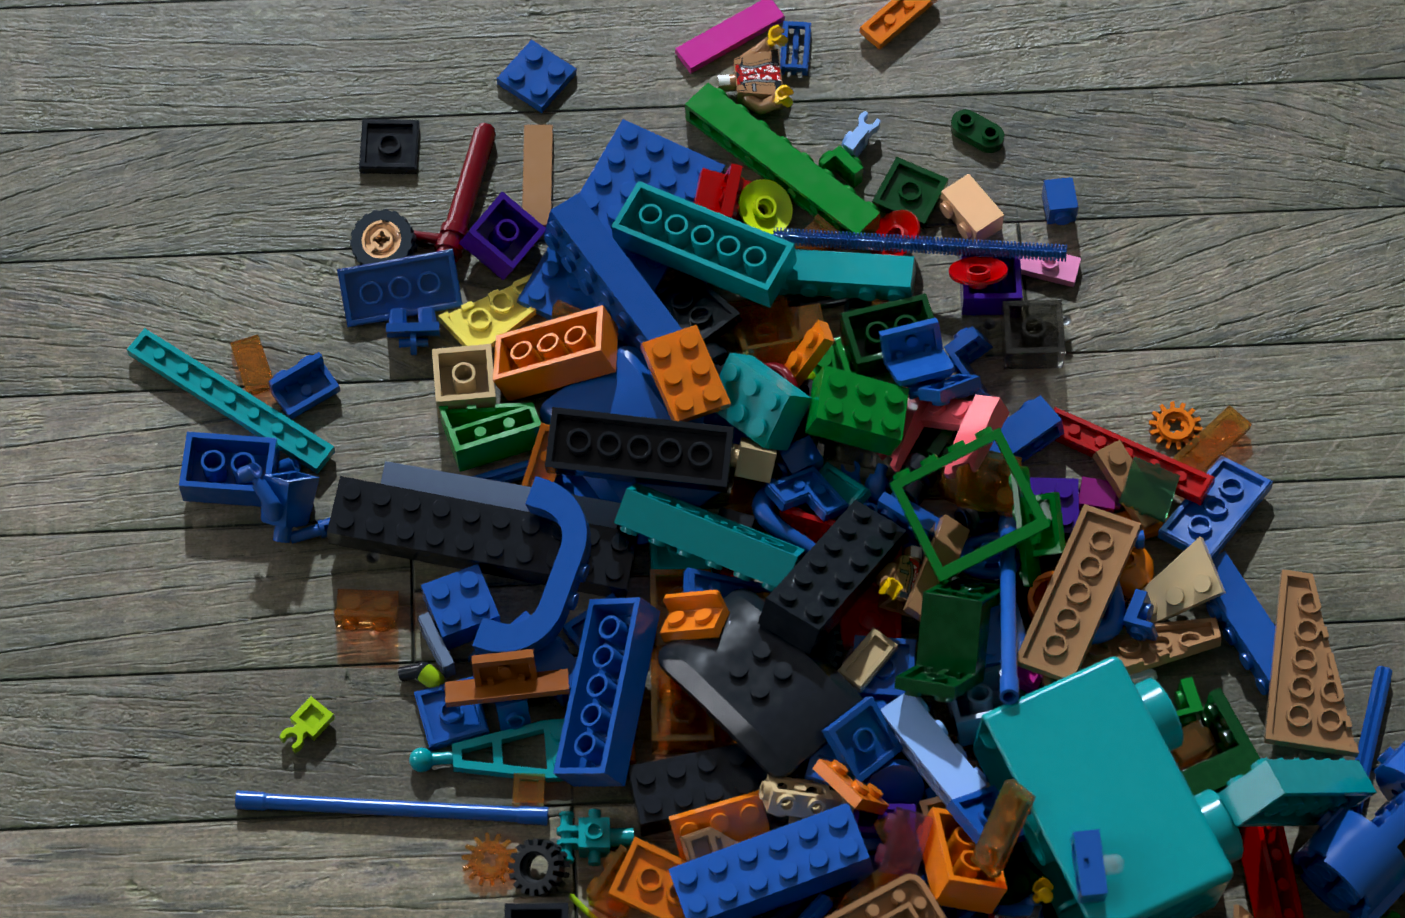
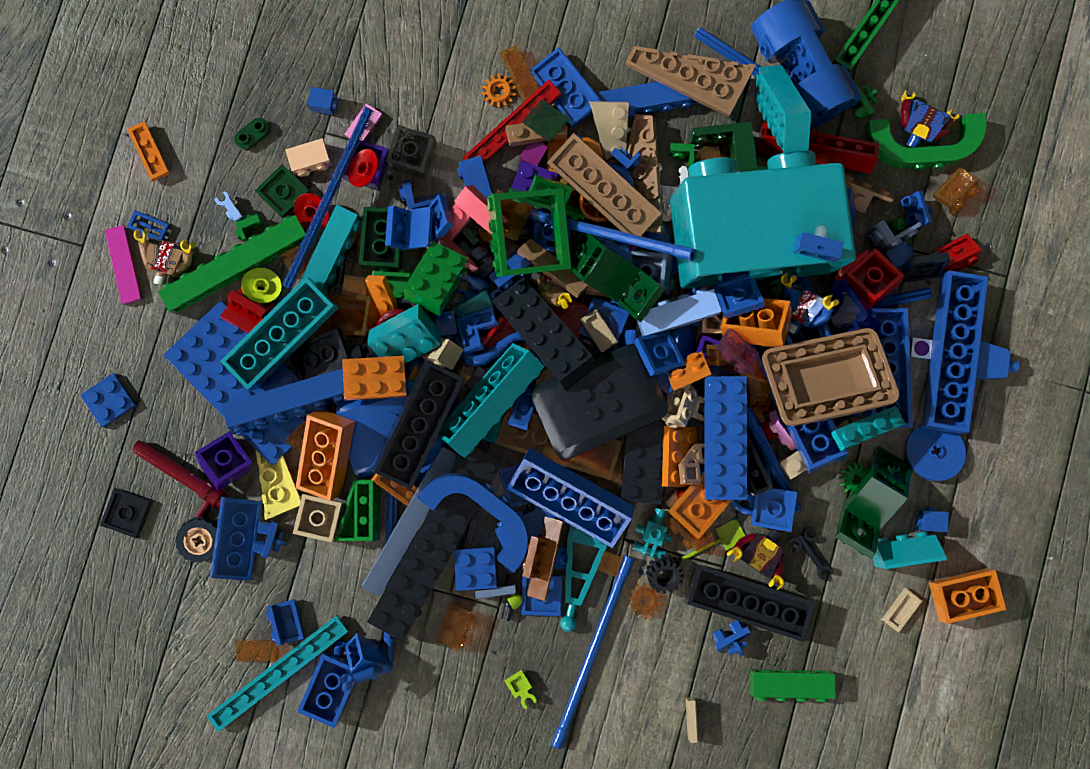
camera: 70 degrees left, 20 degrees up
(537, 171) = (183, 423): medium nougat tile -> none
(694, 615) = (544, 428): orange bracket -> none
(1002, 828) = (763, 289): clear orange plate -> none

